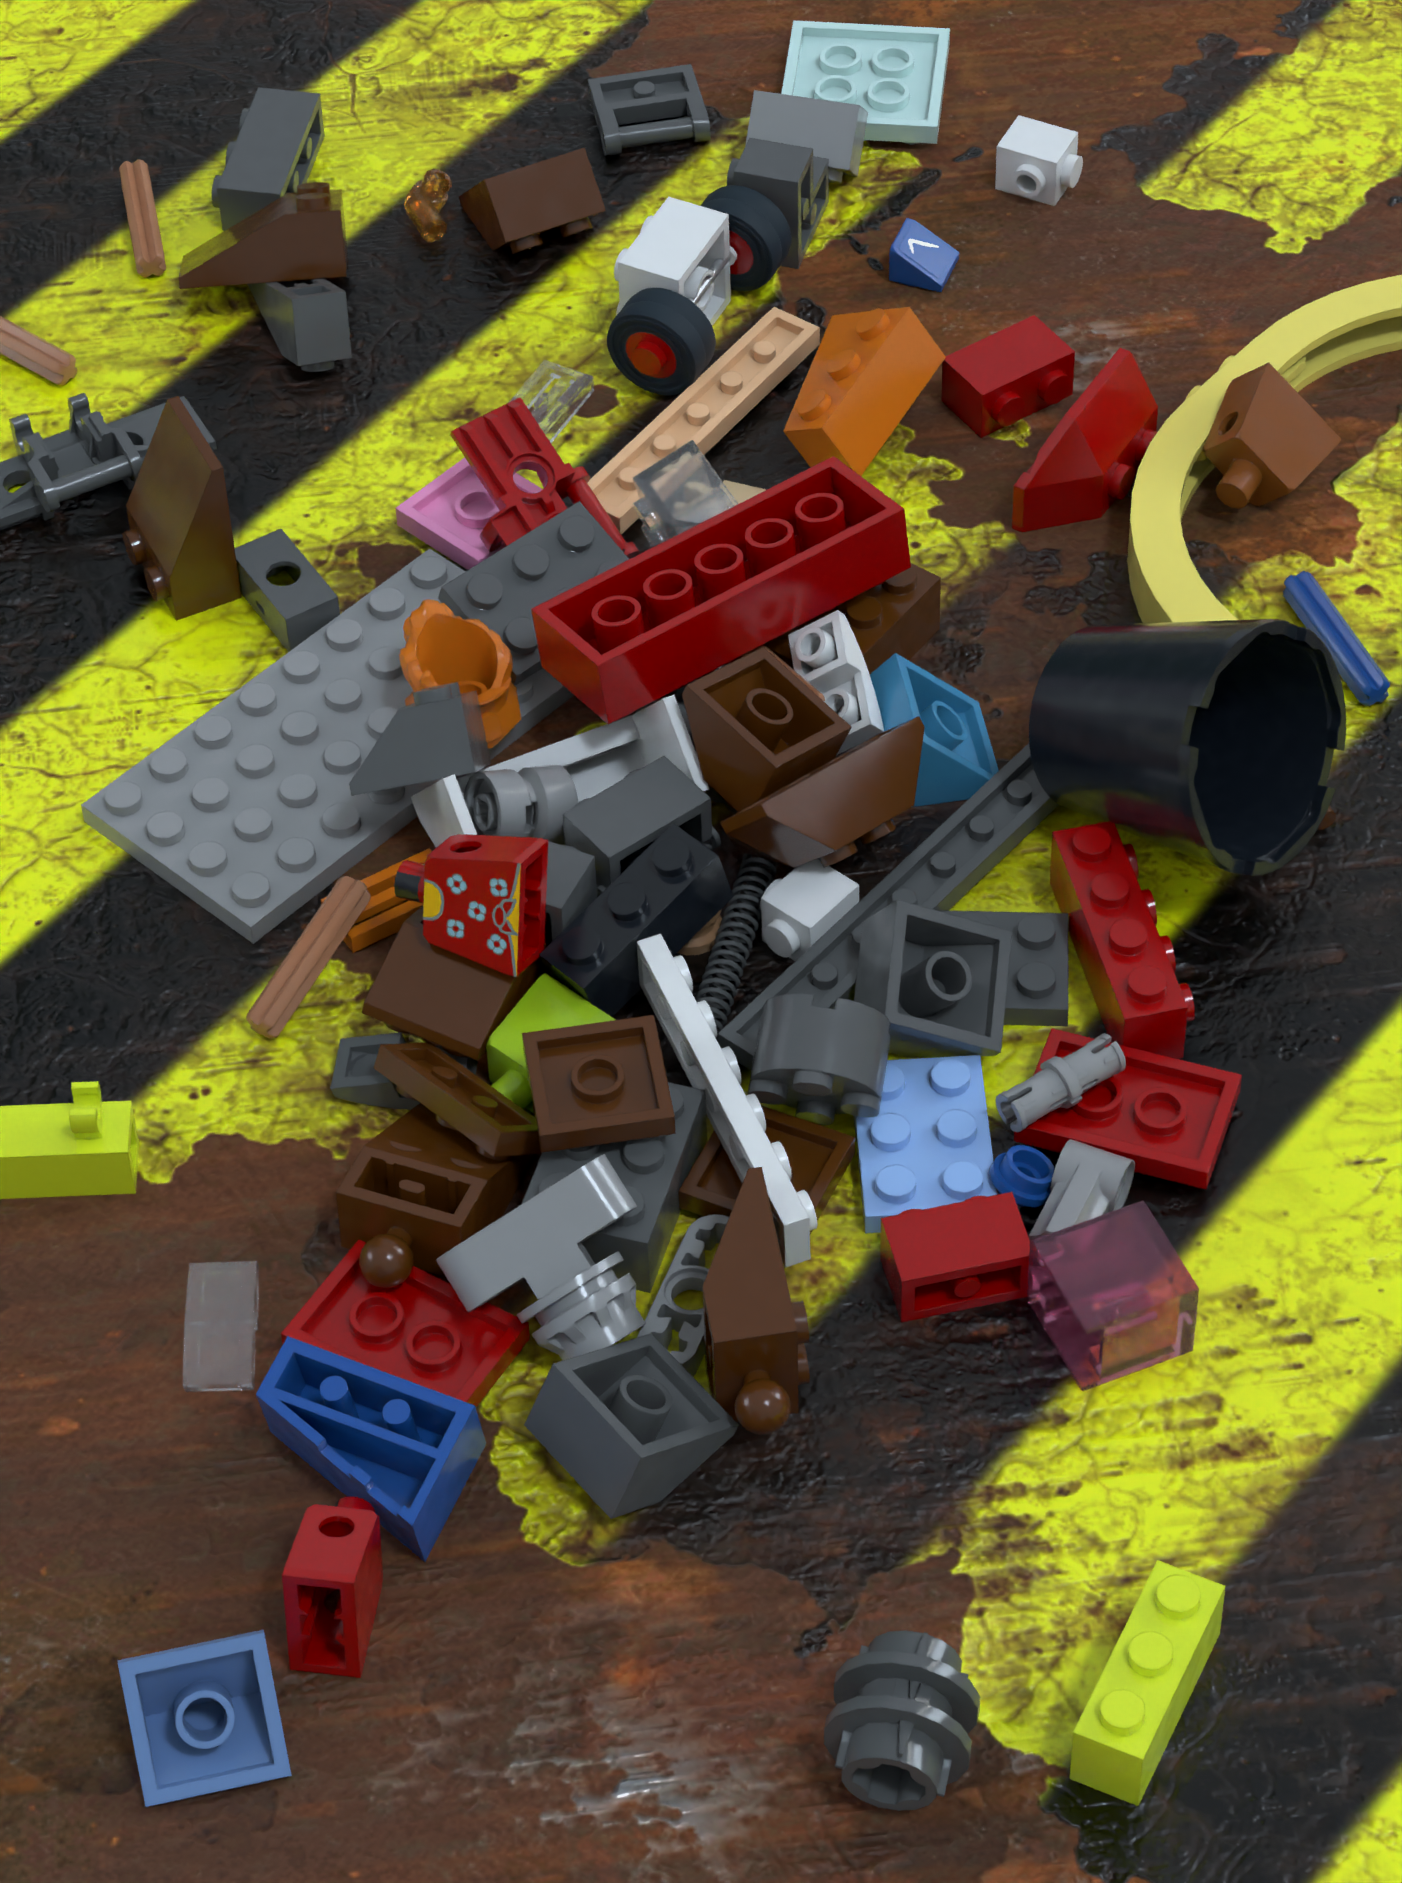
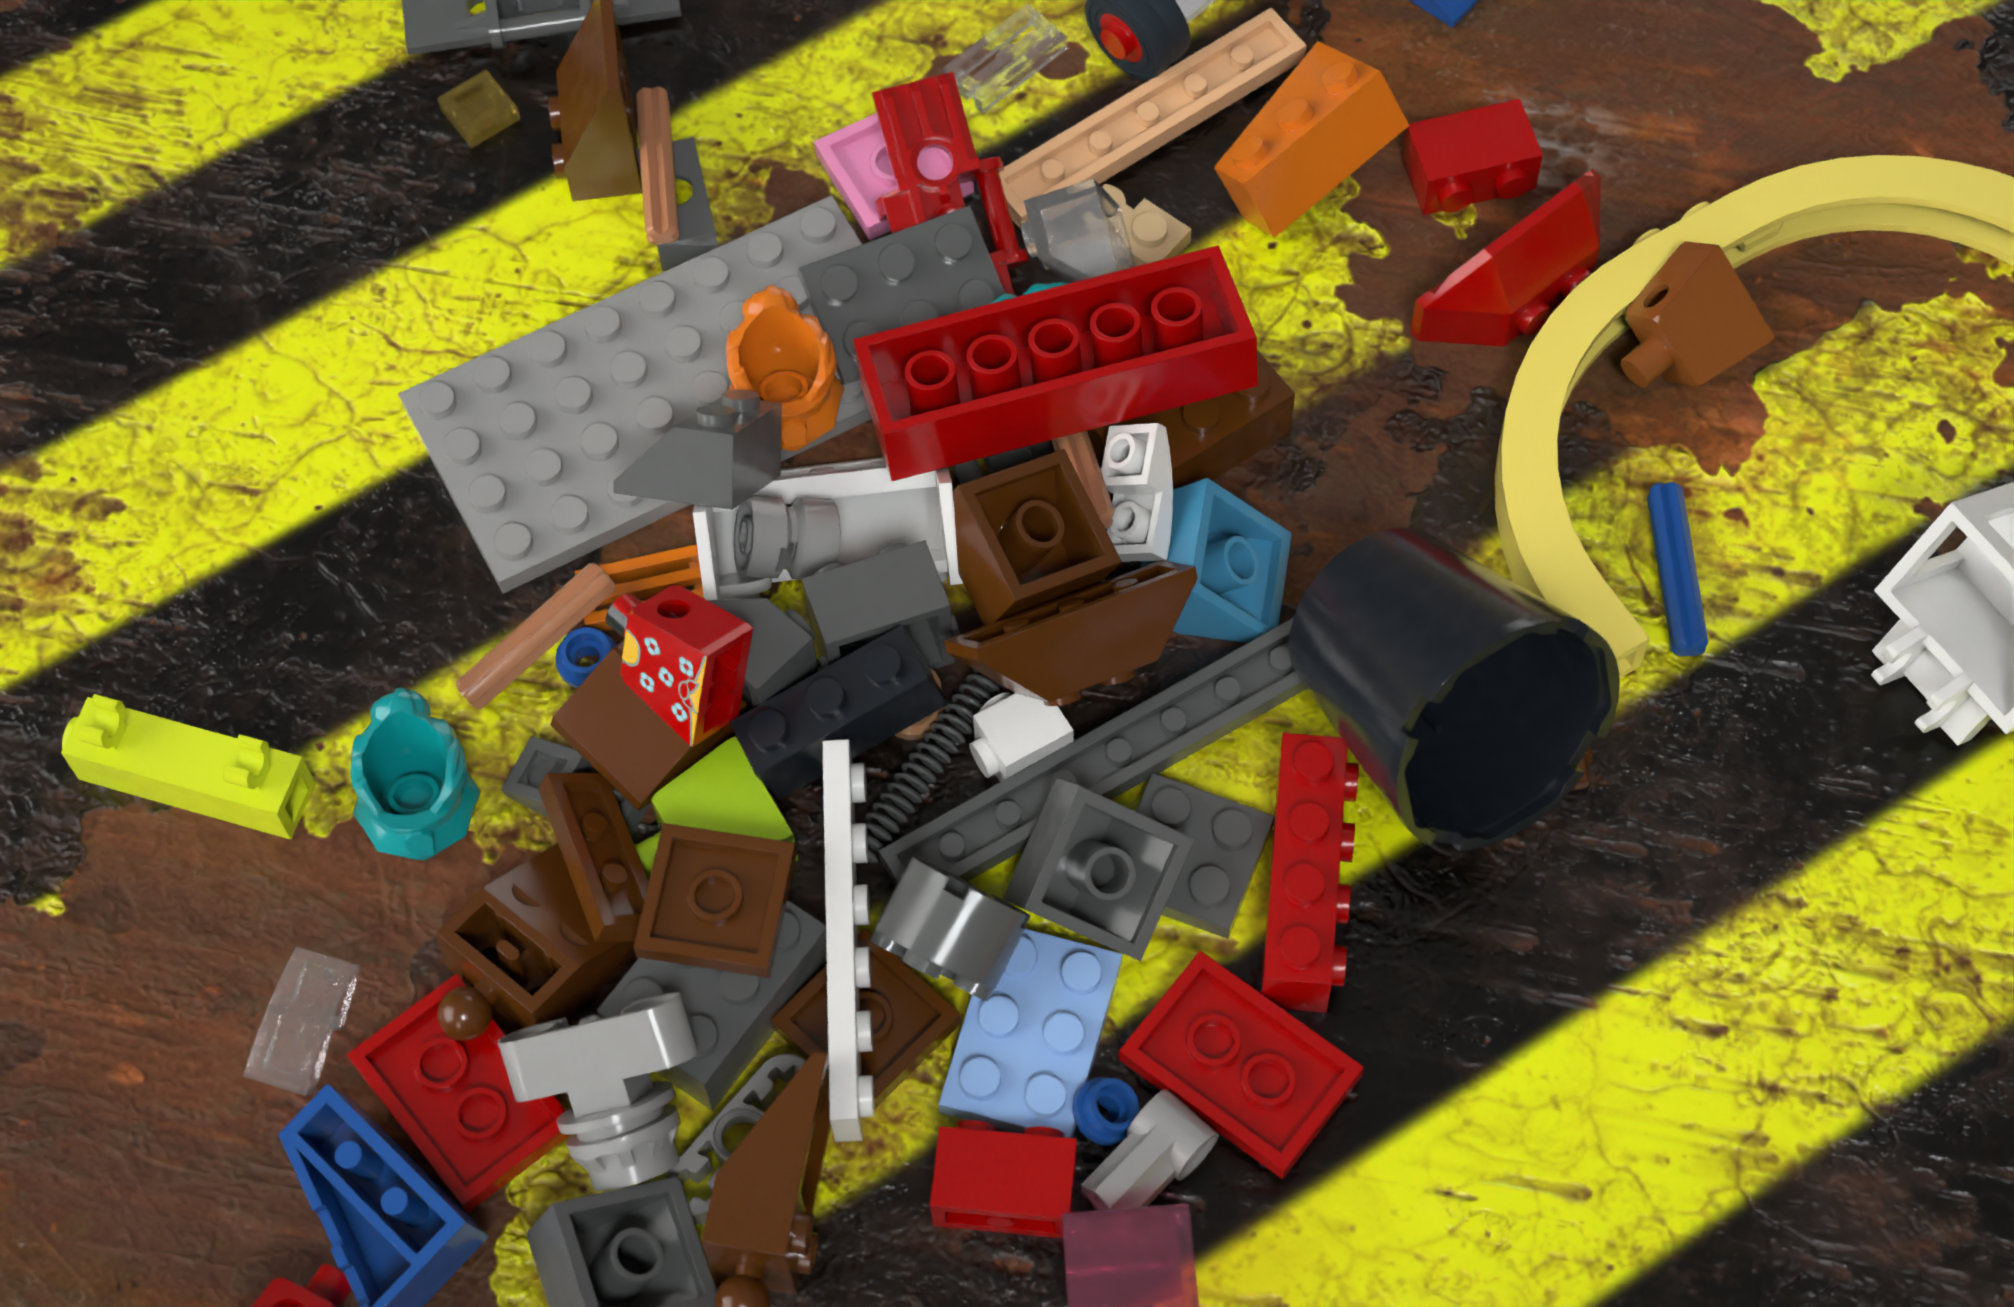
camera: 20 degrees right, 15 degrees up
(51, 567) = (478, 108): none -> clear yellow tile
(241, 1098) = (411, 779): none -> teal piece
(264, 558) = (657, 165): none -> nougat axle
(359, 962) = (577, 645): none -> blue plate
(1060, 1082) = (1177, 1024): light grey pin -> none

